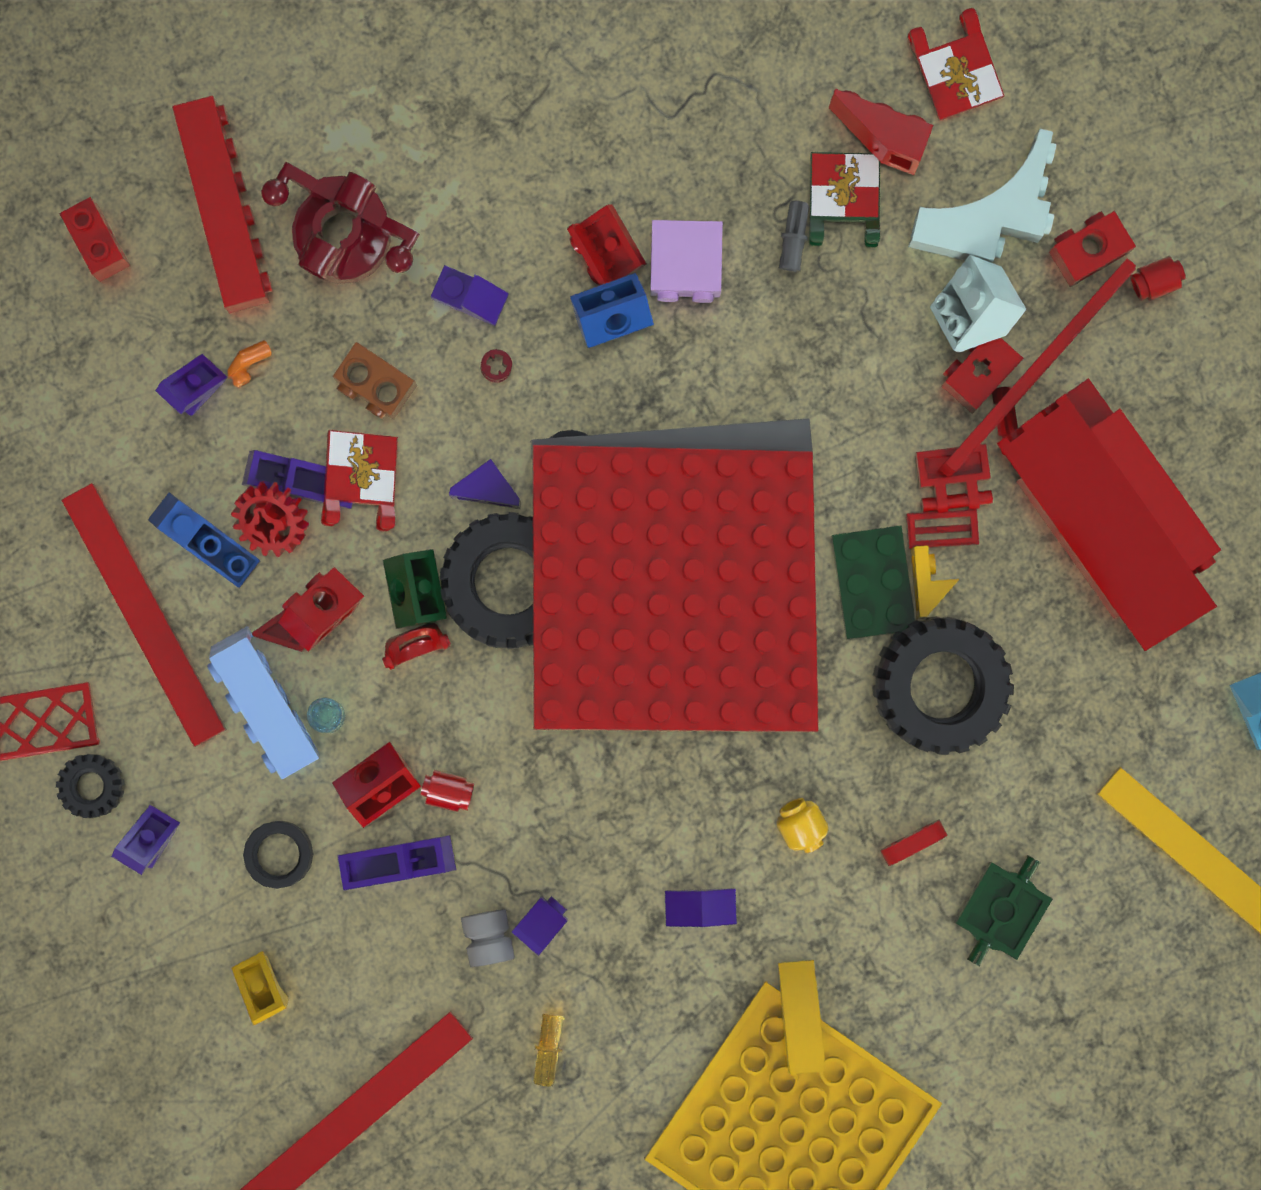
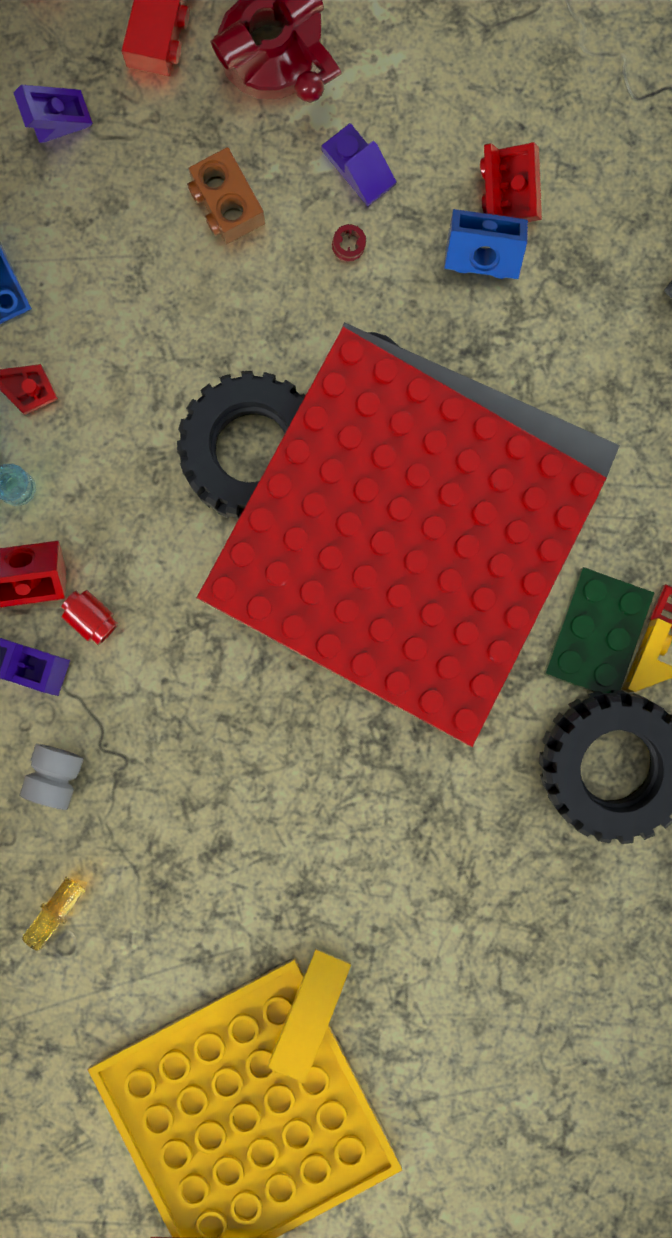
camera: 30 degrees right, 0 degrees up
(244, 359) = (115, 114): orange arm -> none
(270, 519) = (58, 271): red gear -> none
(302, 477) = (108, 251): dark purple slope -> none
(310, 624) = (44, 391): red brick -> none
(360, 472) = (167, 273): flag -> none
(396, 655) = (107, 462): red helmet -> none
(414, 588) = (159, 408): dark green brick -> none
(487, 487) = (277, 348): dark purple slope -> none
(541, 924) = (107, 790): dark purple slope -> none
(686, 260) = (581, 233): lavender brick -> none
(700, 907) = (270, 855): dark purple slope -> none
(802, 825) = (409, 829): yellow head -> none
(913, 842) = (507, 902): red beam -> none
(1003, 910) = (559, 1014): dark green plate -> none

